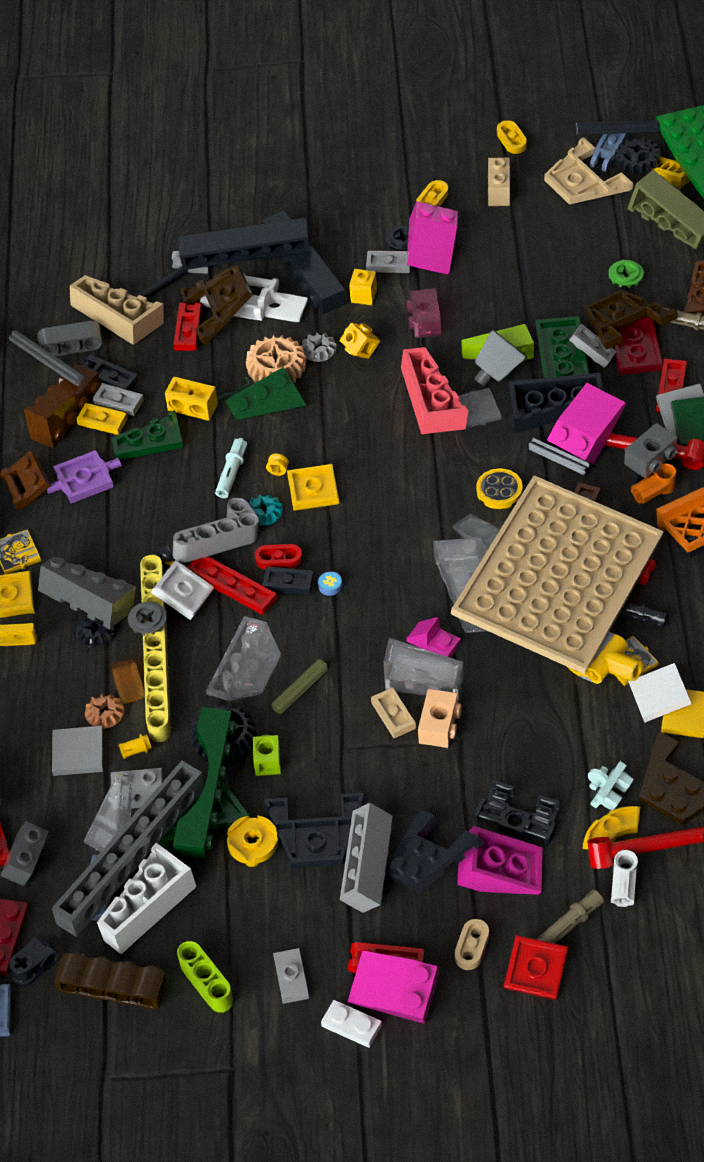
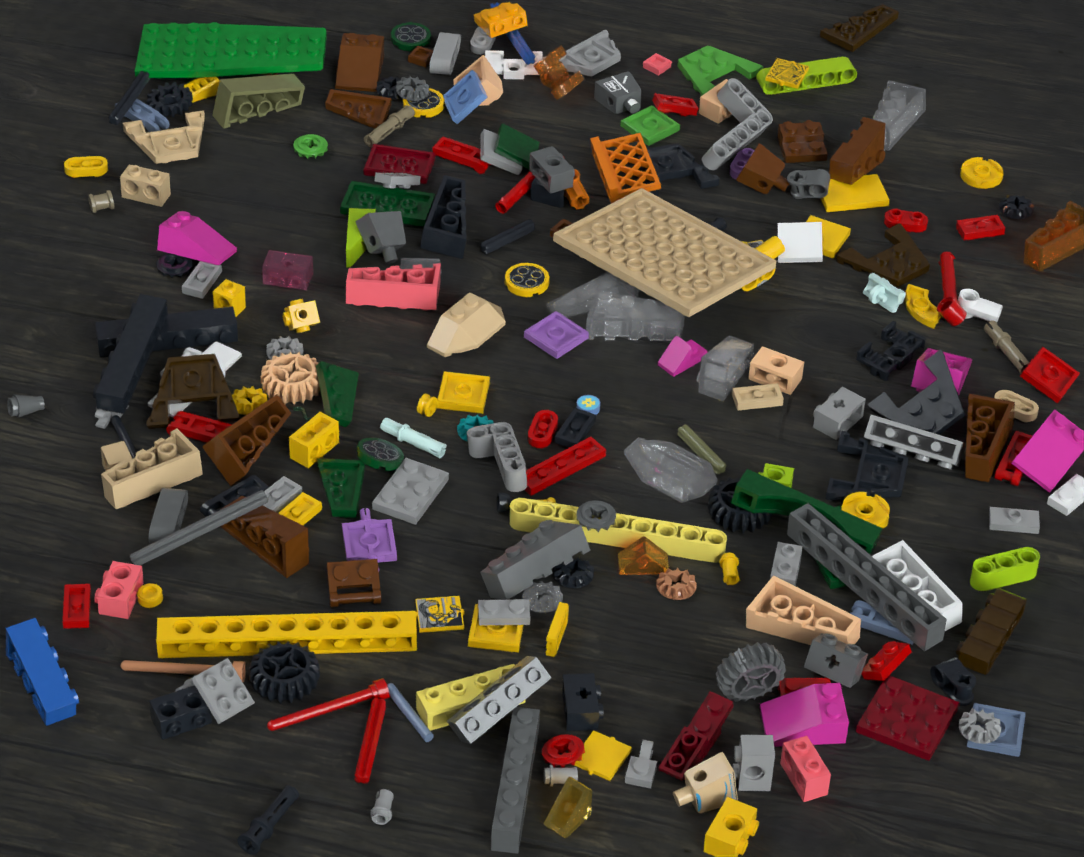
camera: 80 degrees left, 10 degrees down
(18, 591) = (504, 612): none -> light grey plate
(38, 896) = (886, 661): none -> red plate
(62, 622) = (546, 603): none -> clear gear
(73, 812) = (798, 615): none -> light nougat wedge
(77, 750) = (716, 611): light grey tile -> none
(112, 814) = (822, 581): clear slope -> none
(126, 280) = (114, 454): none -> tan brick
(163, 487) = (410, 491): none -> light grey plate
(169, 352) = (242, 442): none -> reddish brown wedge
(172, 206) = (23, 405): none -> dark grey cone
(182, 590) = (561, 493): white tile -> none
(195, 449) = (379, 453): none -> tile
(237, 350) = (243, 405): none -> yellow gear
(392, 785) = (838, 412): none -> light grey brick
(397, 920) = (987, 433): none -> reddish brown wedge
(408, 461) = (466, 326): none -> tan wedge
(419, 530) = (556, 334): none -> medium lavender plate
(434, 193) = (133, 232): yellow plate -> none
(463, 161) = (101, 201): none -> dark tan bush
(587, 423) = (495, 200): dark pink slope -> none
(619, 310) = (365, 157): dark brown wing -> none

